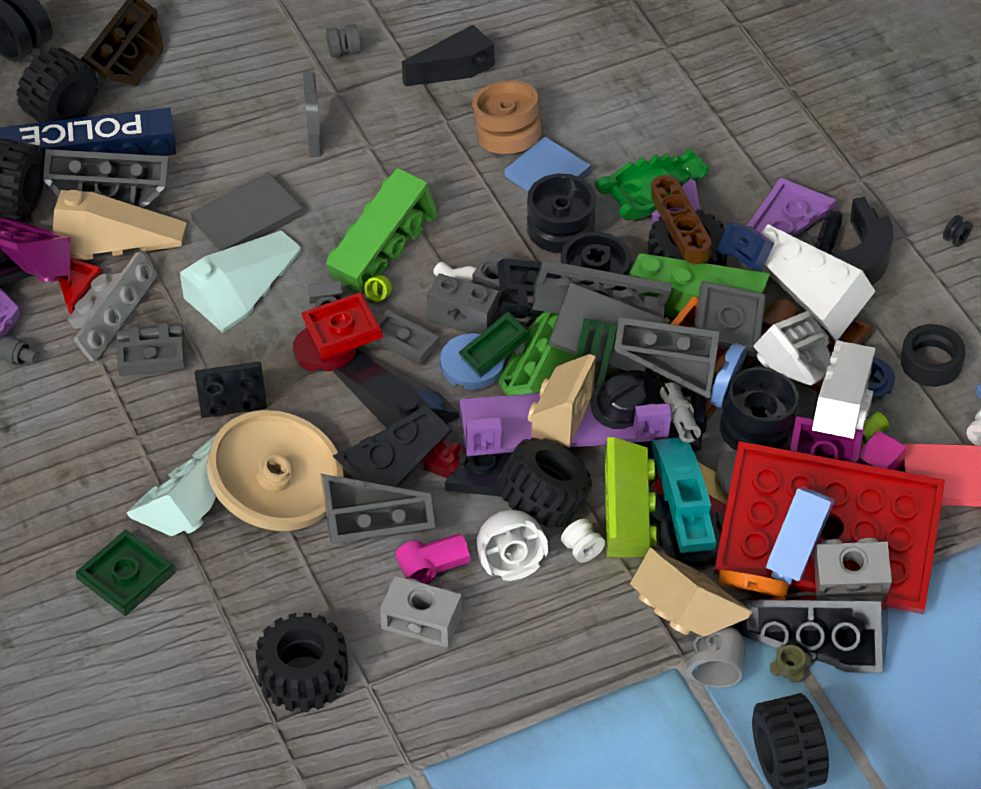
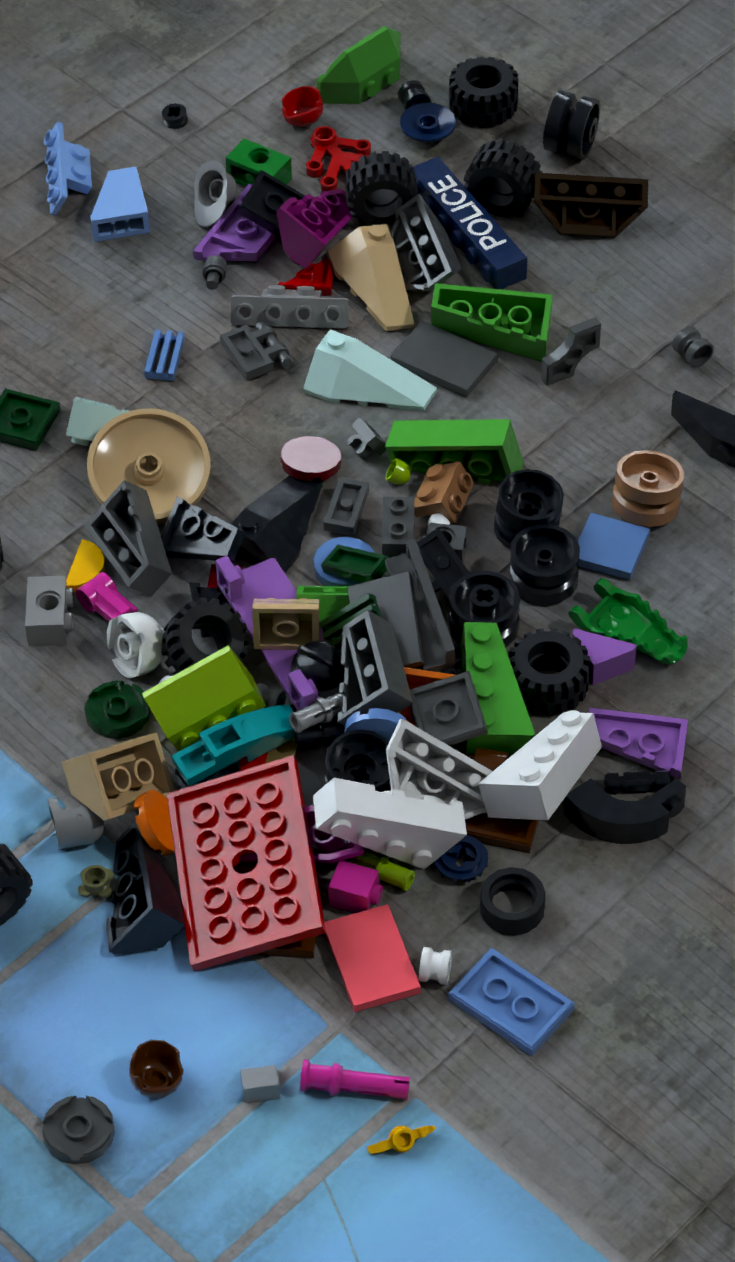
camera: 70 degrees right, 0 degrees up
(112, 421) = (166, 339): none -> medium blue tile
(230, 389) = (228, 412): black bracket -> none
(232, 154) = (495, 317): none -> bright green wedge
(341, 325) = (331, 457): red tile -> none
(368, 565) = (86, 565): none -> yellow tile
(420, 261) = (444, 491): none -> medium nougat bracket
(494, 202) = (525, 501): none -> black wheel
(573, 591) = (116, 709): none -> dark green tile
(683, 218) = (553, 637): reddish brown beam -> none
(746, 245) = (554, 696): dark blue bracket -> none
(799, 534) = (213, 829): light blue slope -> none
(835, 579) = (200, 902): light grey brick -> none
(957, 230) = (695, 883): black bush -> none

